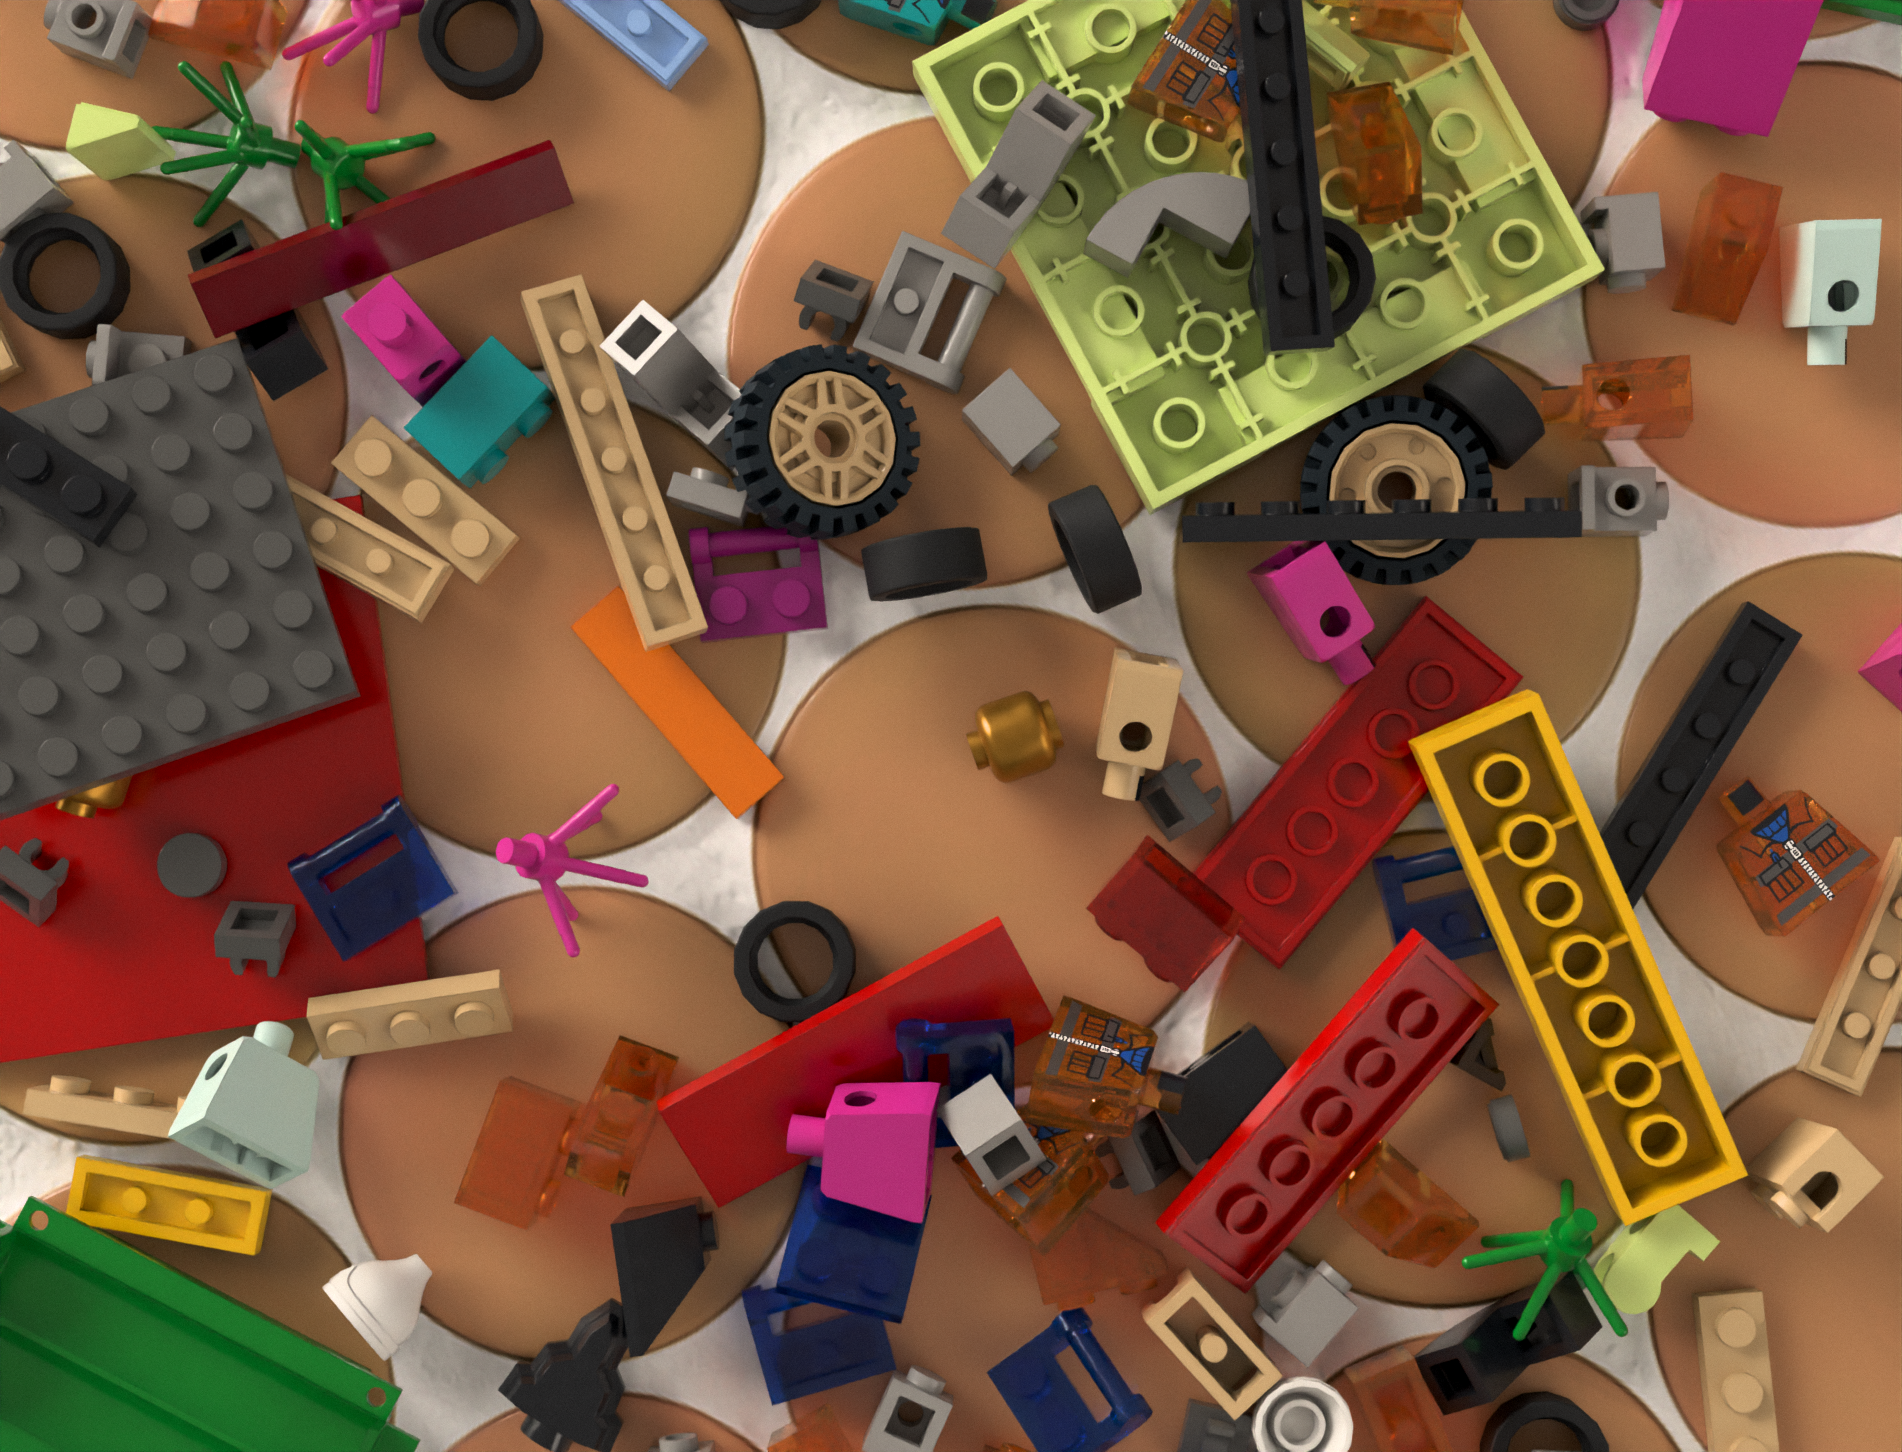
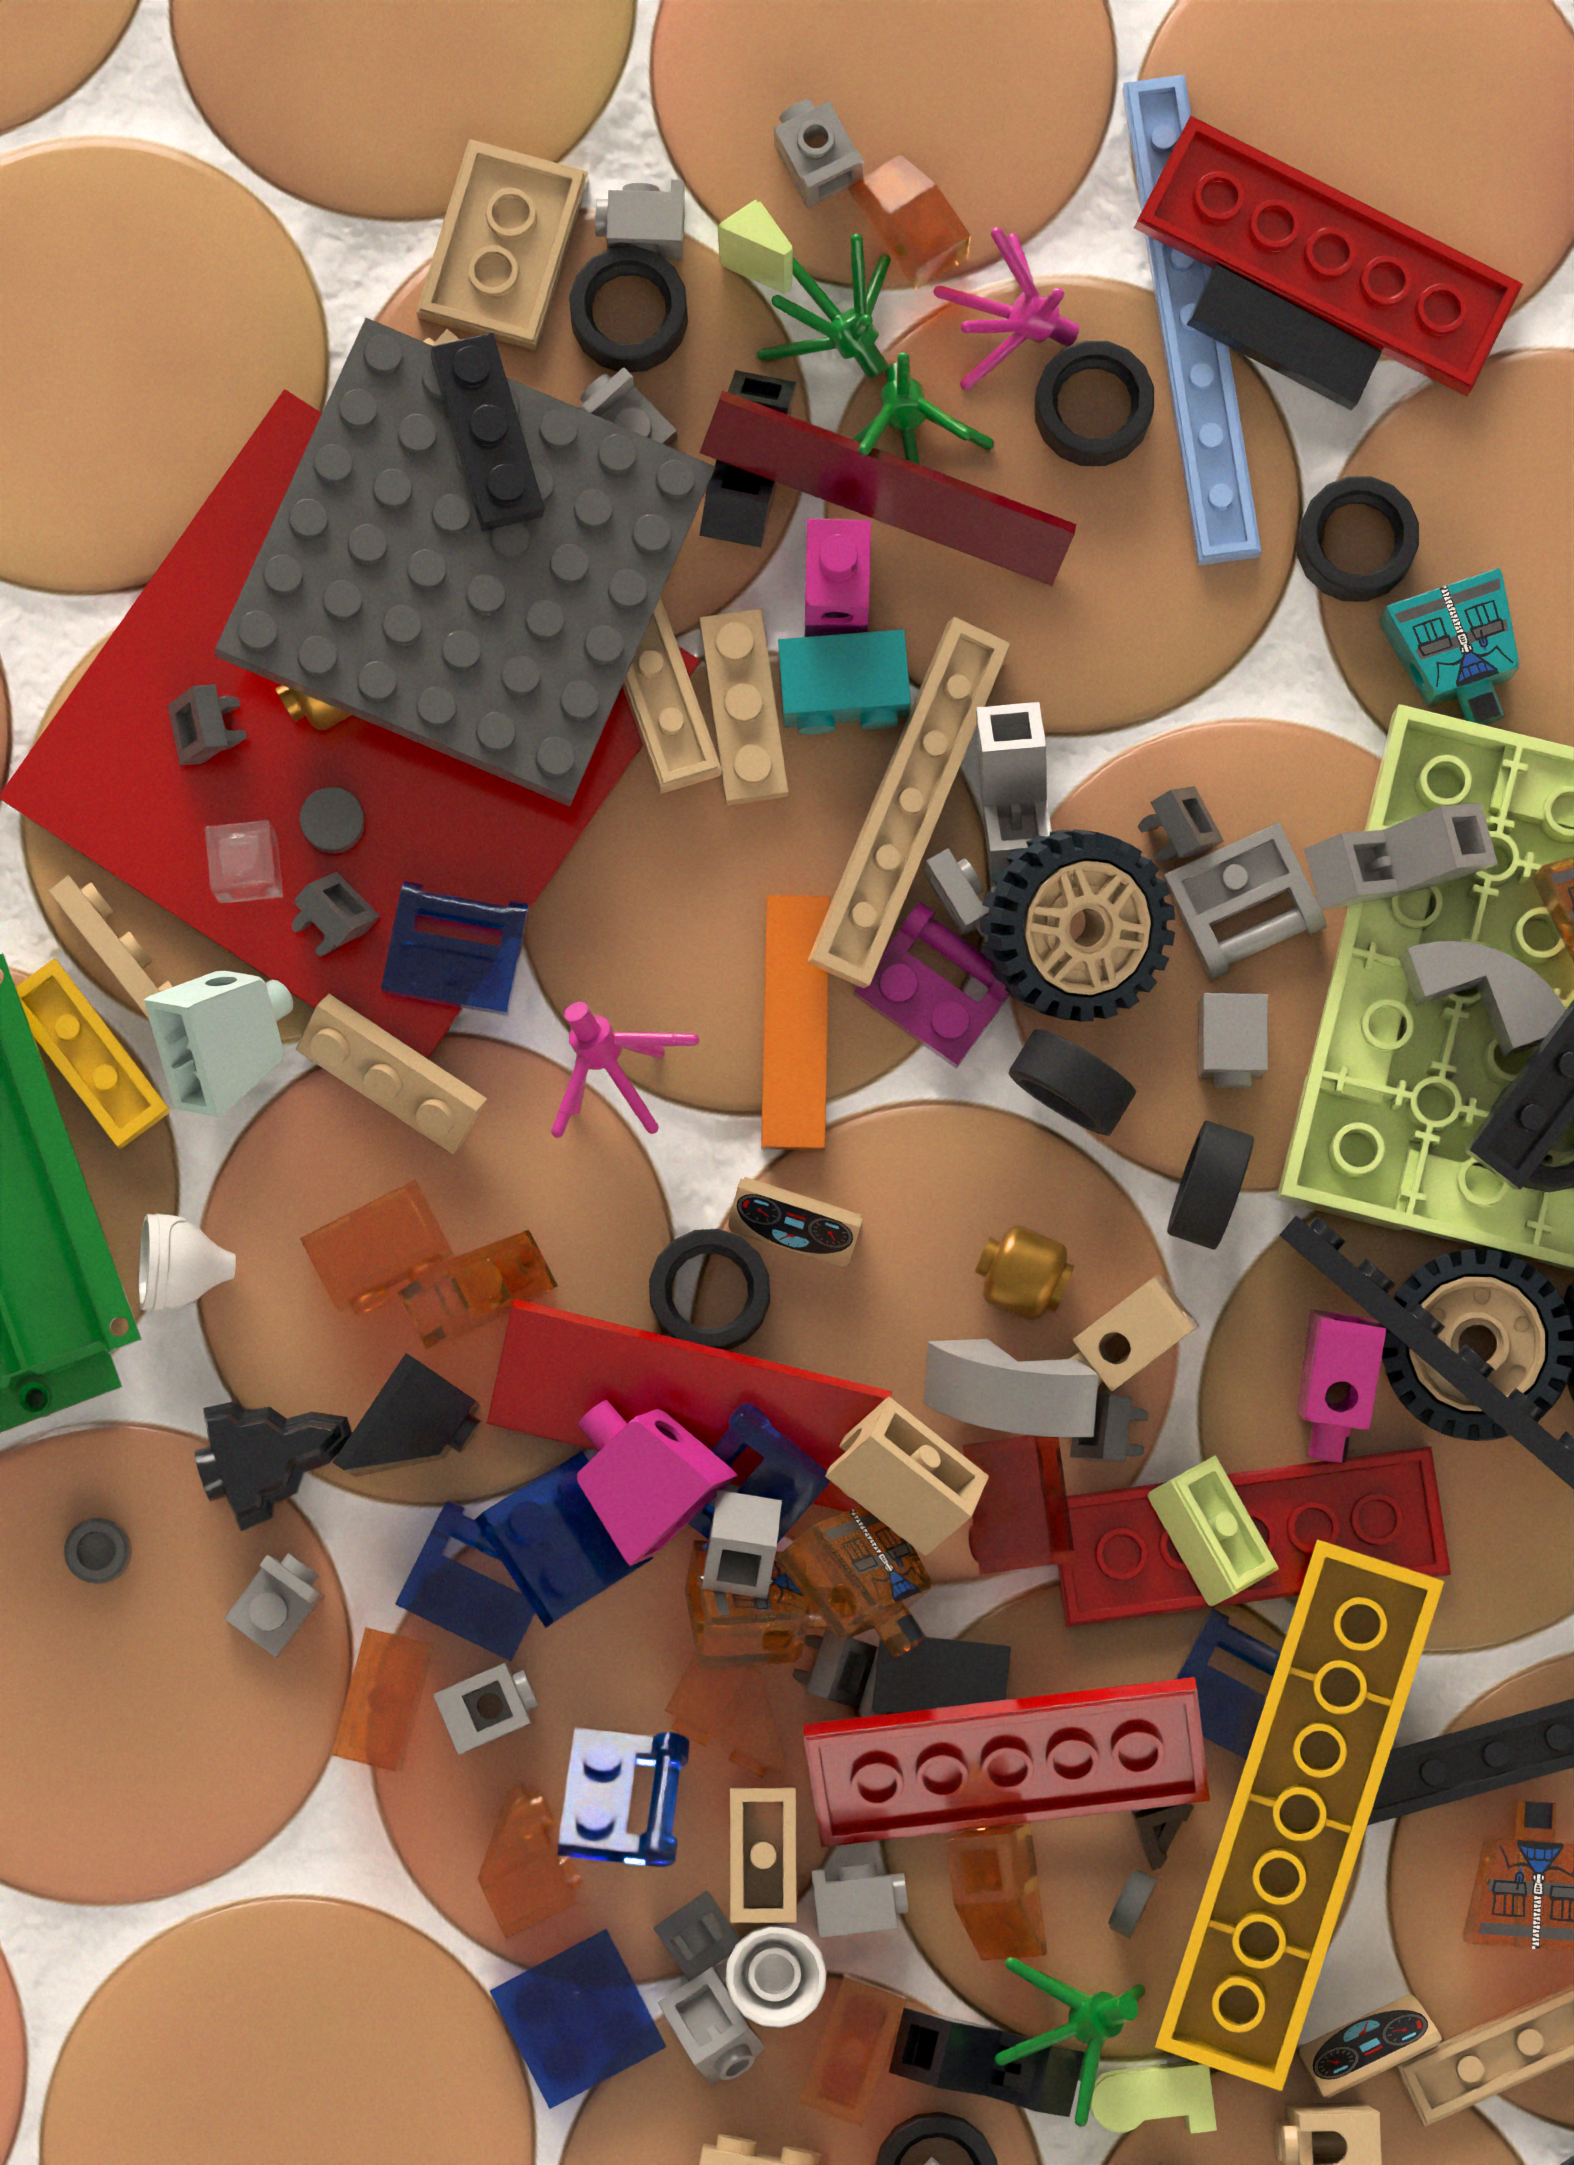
camera: 40 degrees right, 5 degrees down
(151, 958) = (243, 861): none -> clear brick
(812, 853) = (794, 1222): none -> slope
(1068, 850) = (994, 1391): none -> light grey brick
(1068, 971) = (907, 1476): none -> tan brick
(1324, 803) = (1212, 1531): none -> yellowish green slope
(1771, 1075) = (1368, 2046): none -> slope

